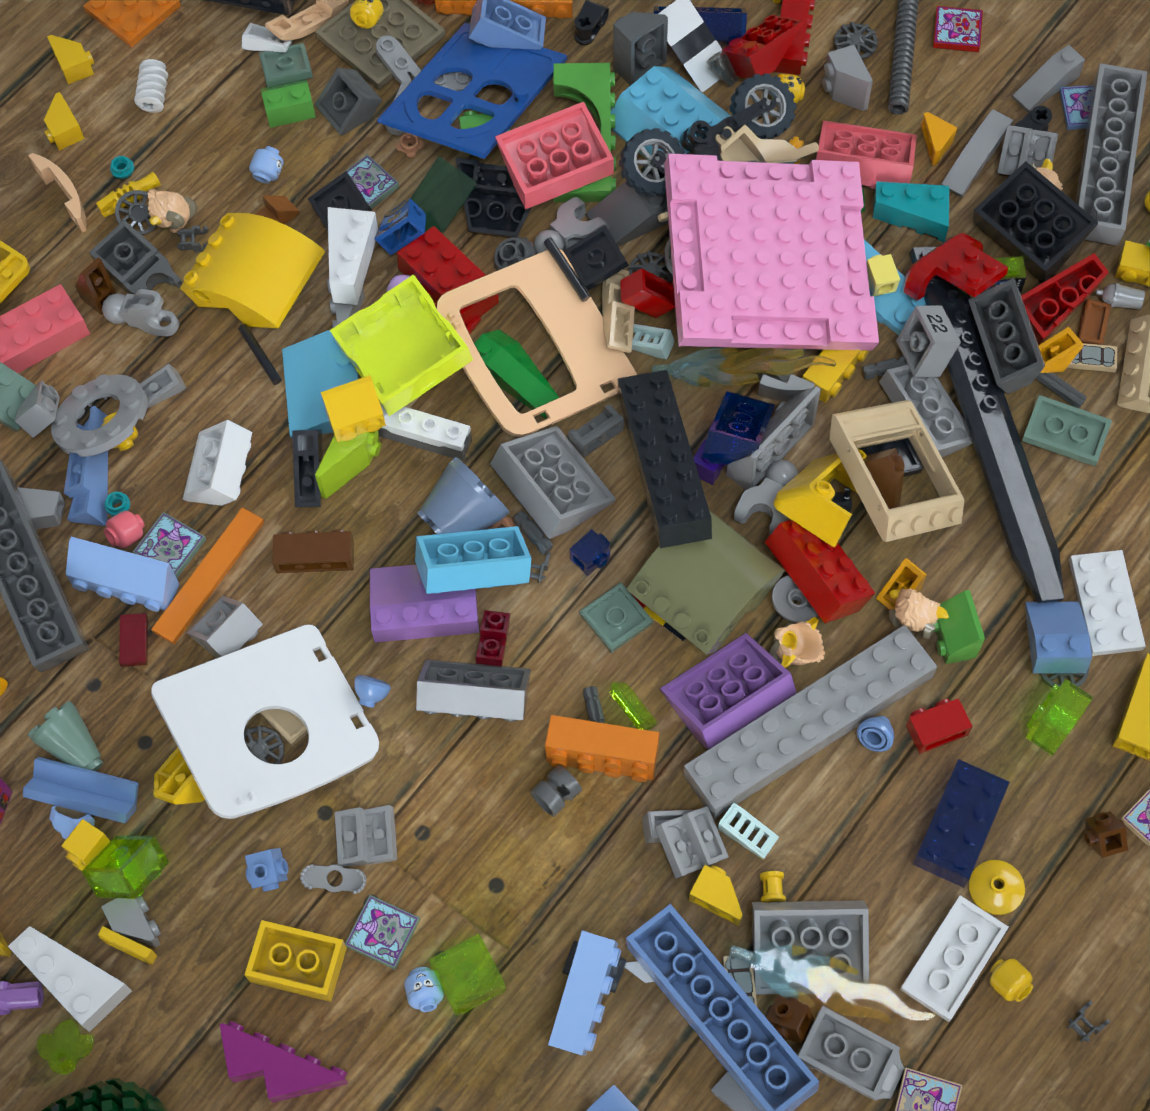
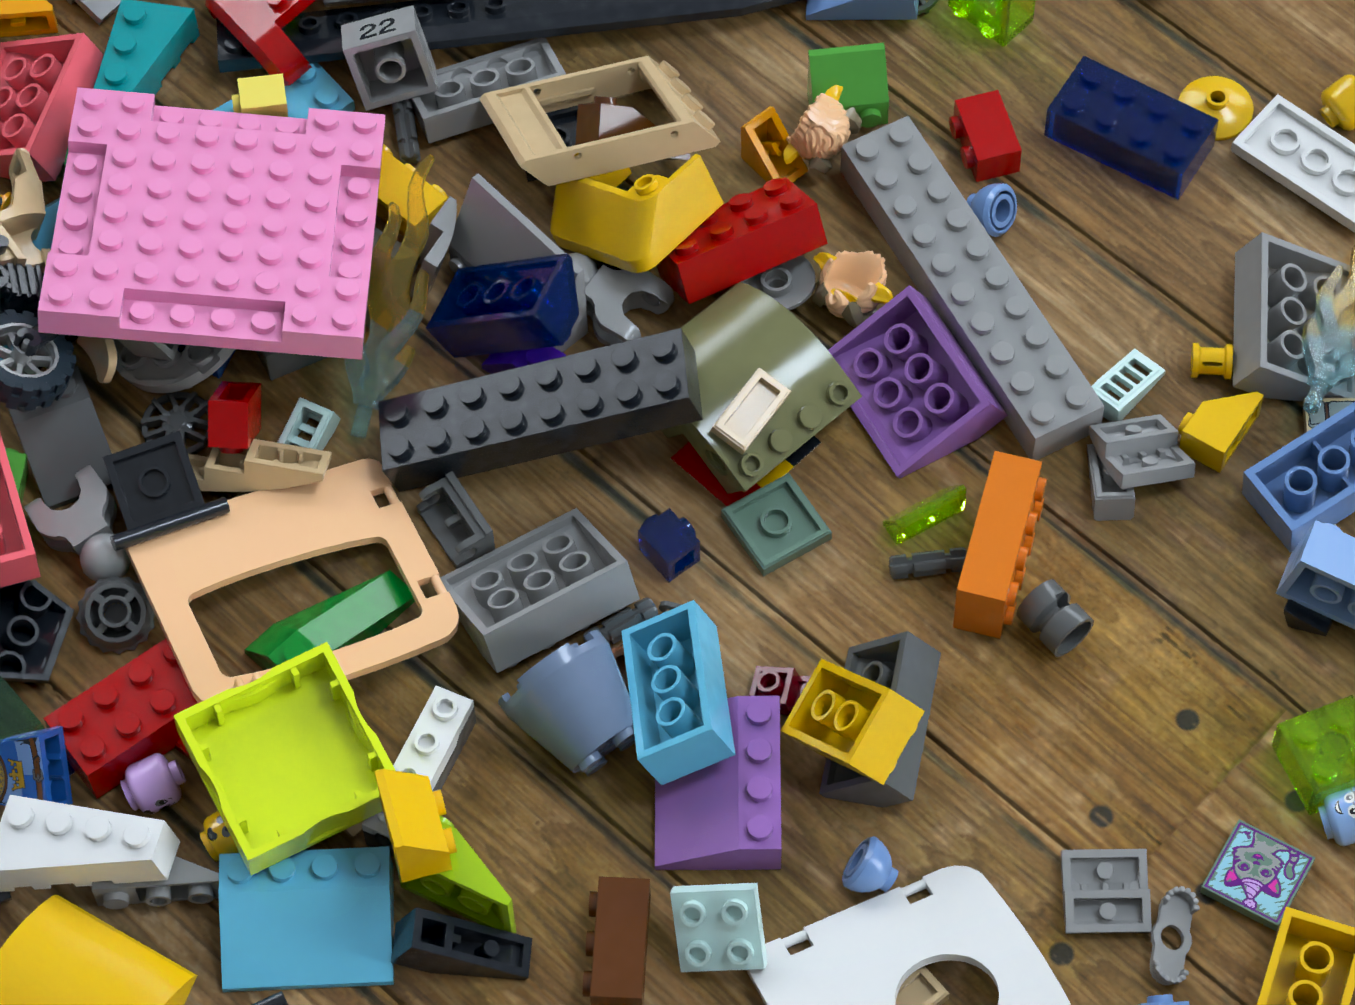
camera: 85 degrees left, 5 degrees down
(321, 602) = (718, 927): none -> light aqua plate
(452, 660) = (852, 721): none -> yellow brick
(673, 578) = (750, 411): none -> tan tile

